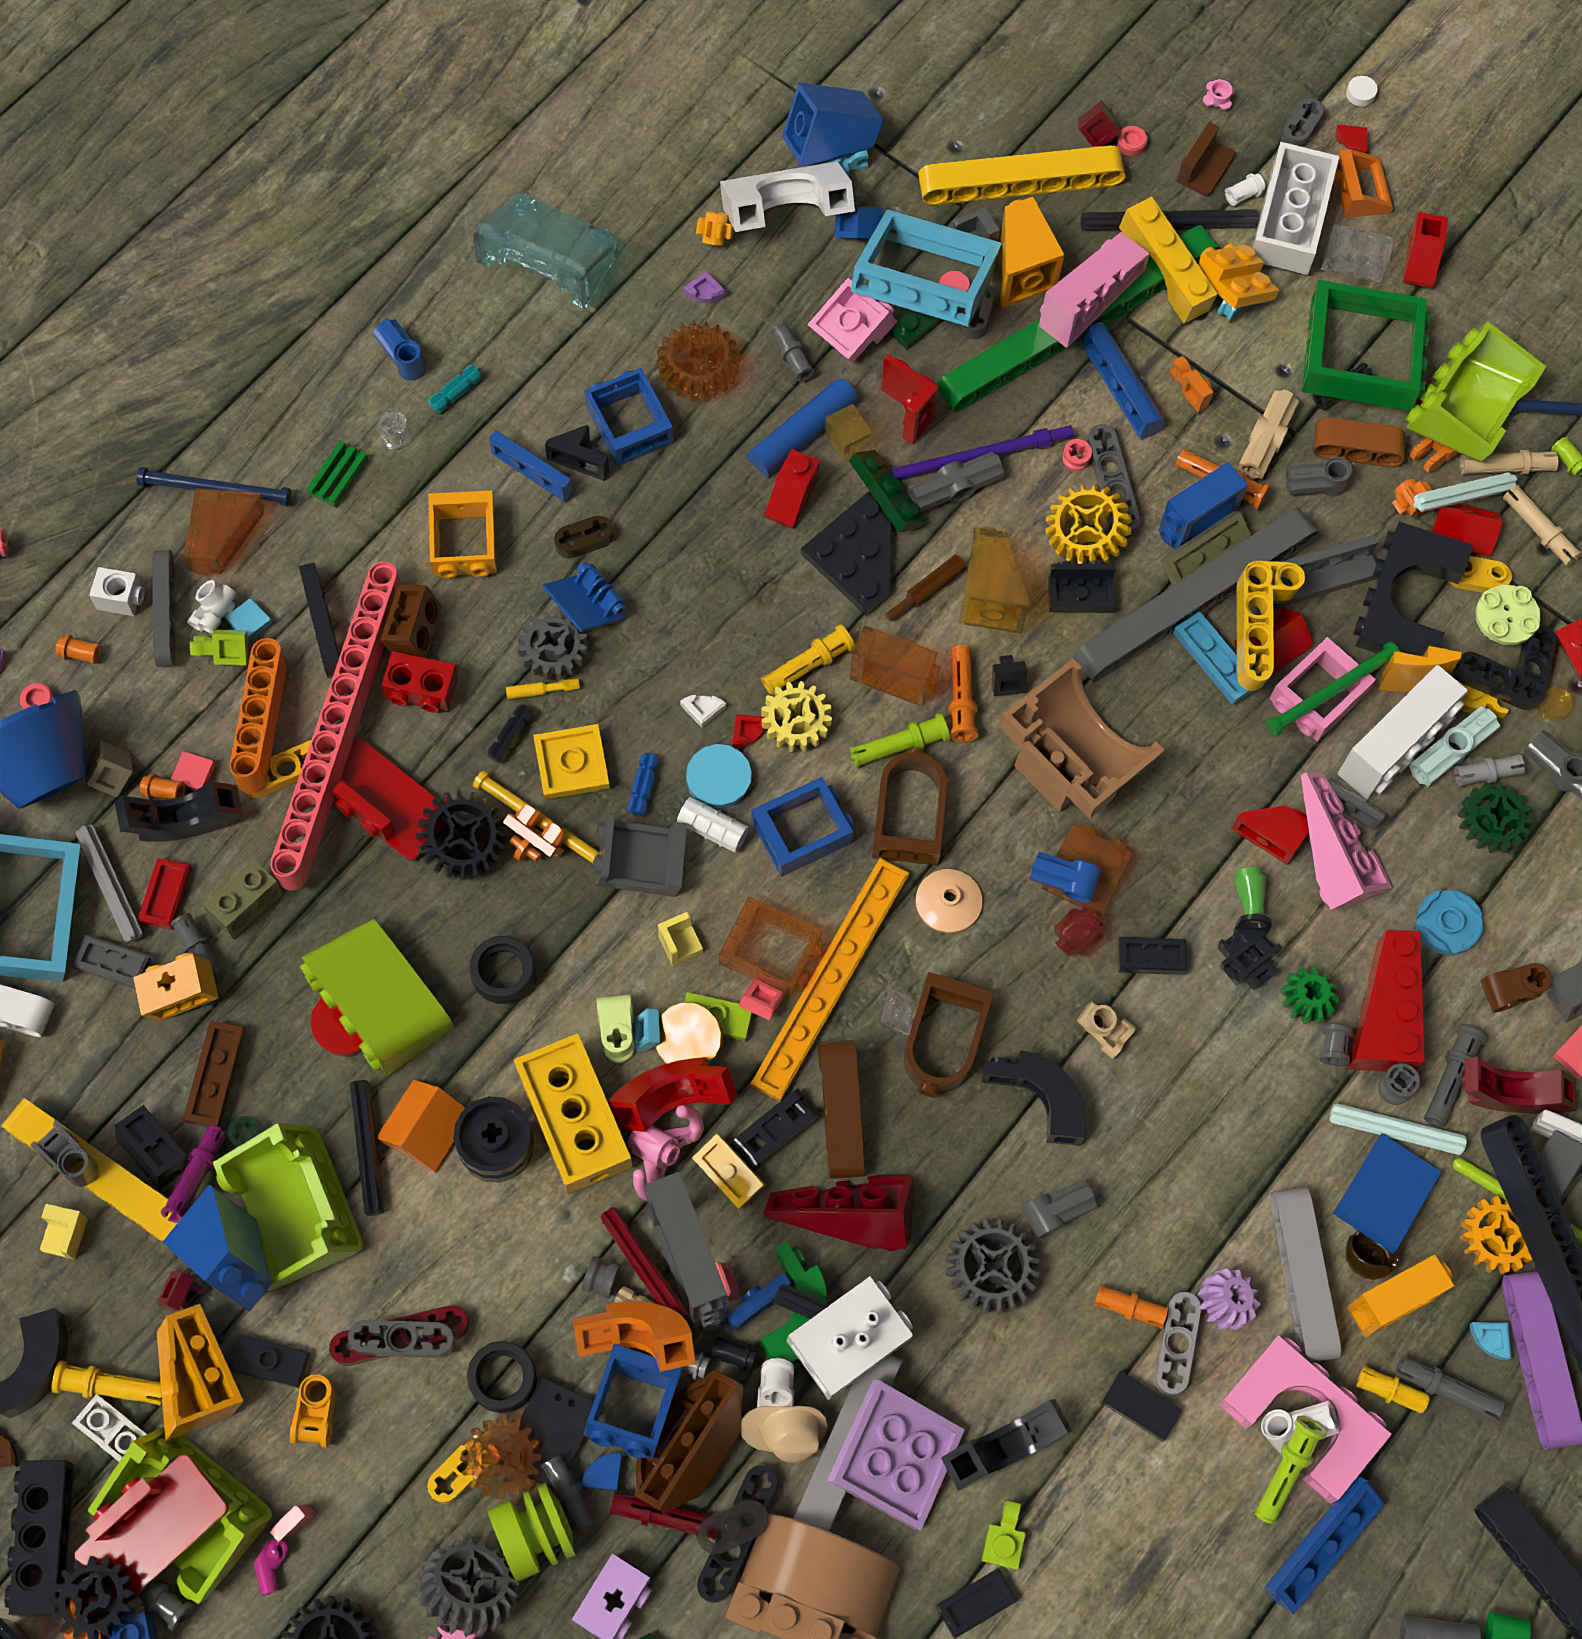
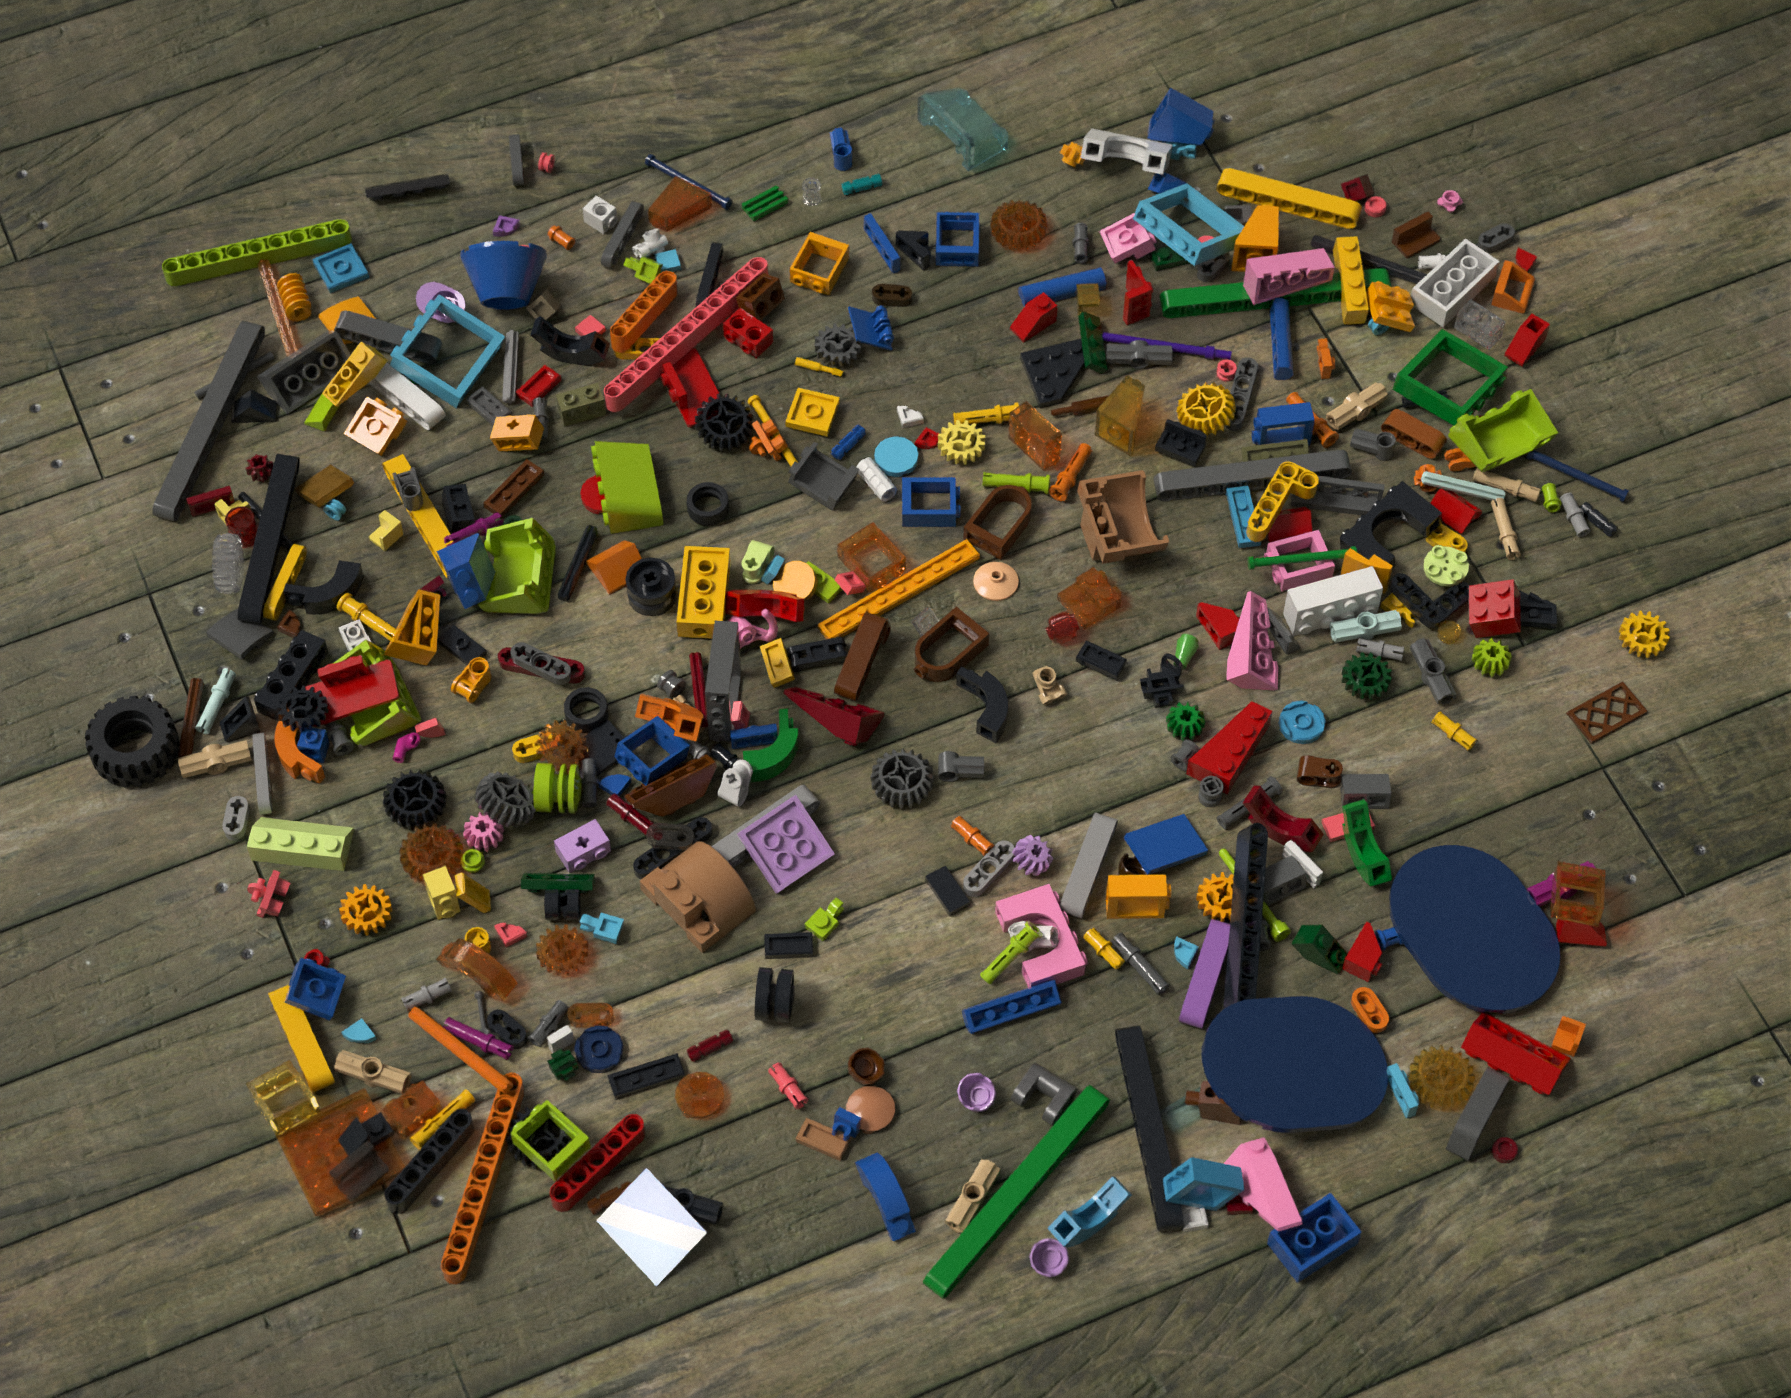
camera: 30 degrees right, 10 degrees down
(153, 787) = (566, 327): orange pin -> none
(510, 733) = (786, 383): black axle -> none
(679, 939) = (820, 530): light yellow panel -> none
(704, 289) = (1048, 187): medium lavender tile -> none
(785, 1430) = (729, 804): tan piece -> none
(847, 1336) = (793, 766): white piece -> none
(1006, 1446) = (850, 873): black arch -> none
(1008, 676) = (1104, 469): black tile -> none
(1075, 878) = (1074, 594): blue piece -> none
(1361, 91) = (1548, 234): white tile -> none
(1398, 1129) = (1196, 817): light aqua axle -> none

